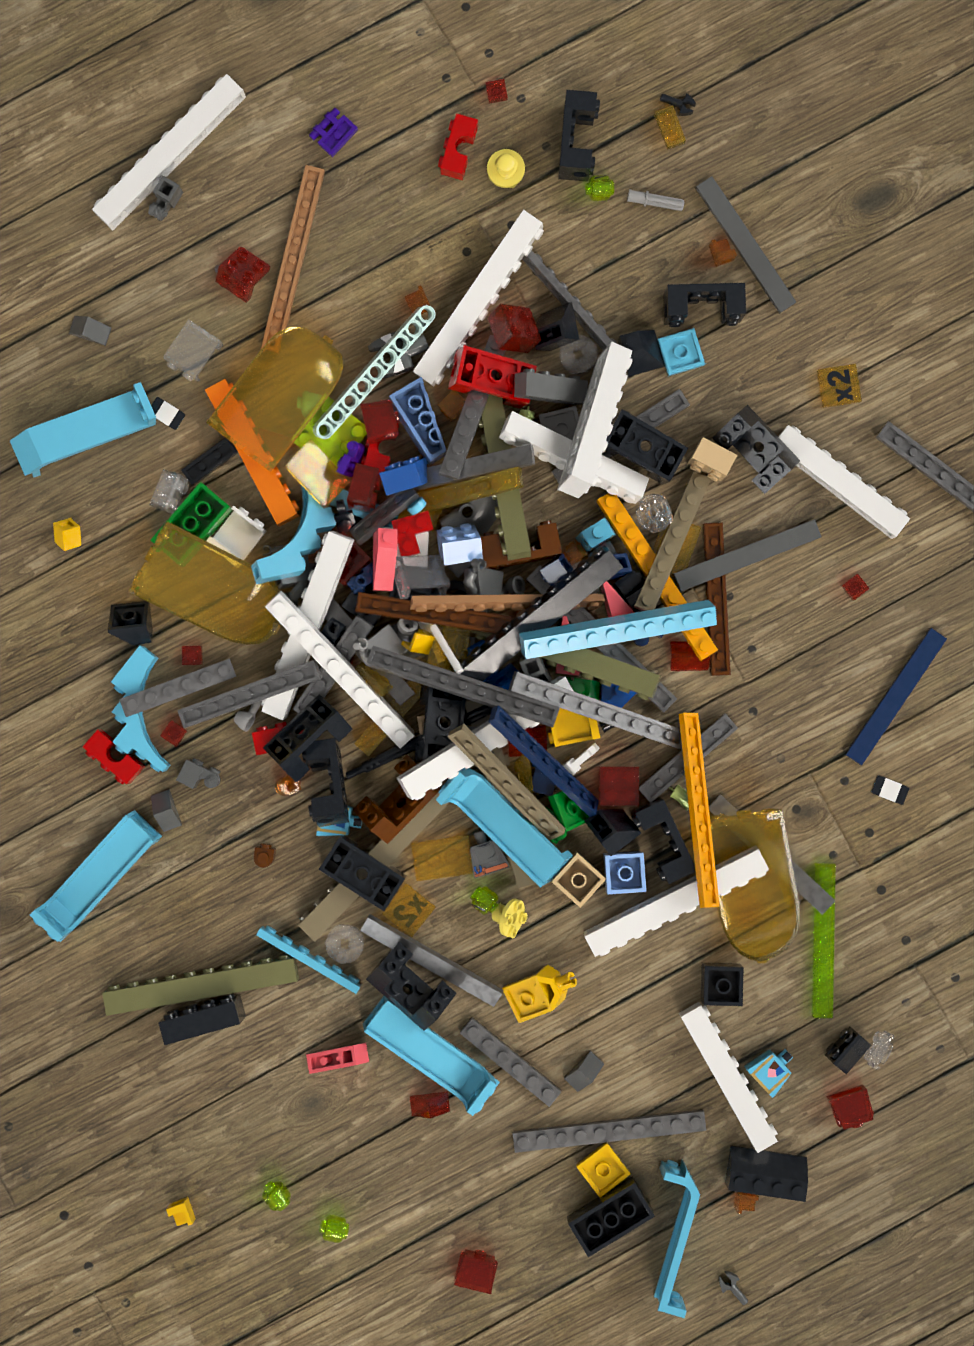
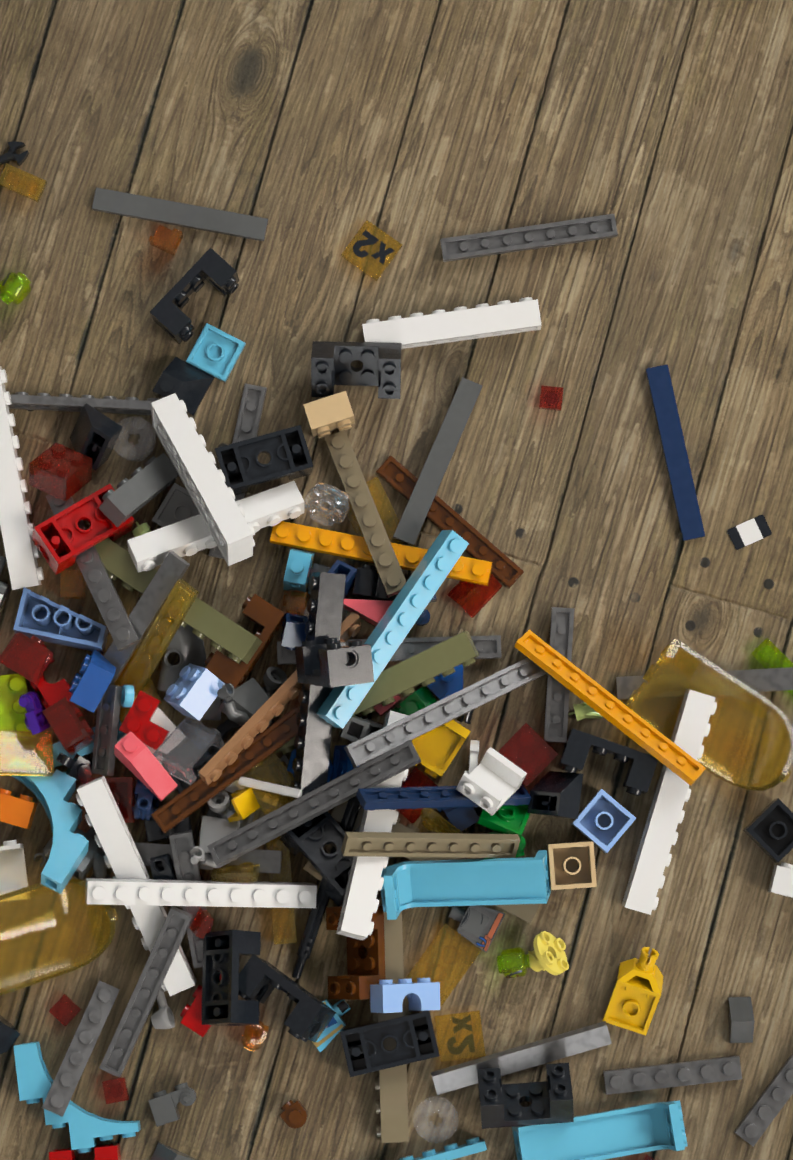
camera: 40 degrees left, 5 degrees down
(323, 688) = (202, 923): none -> clear red plate
(389, 846) = (389, 996): none -> light blue arch
(557, 617) = (333, 666): none -> black plate
(582, 781) = (492, 781): none -> white panel
(655, 200) = (70, 252): light grey axle -> none

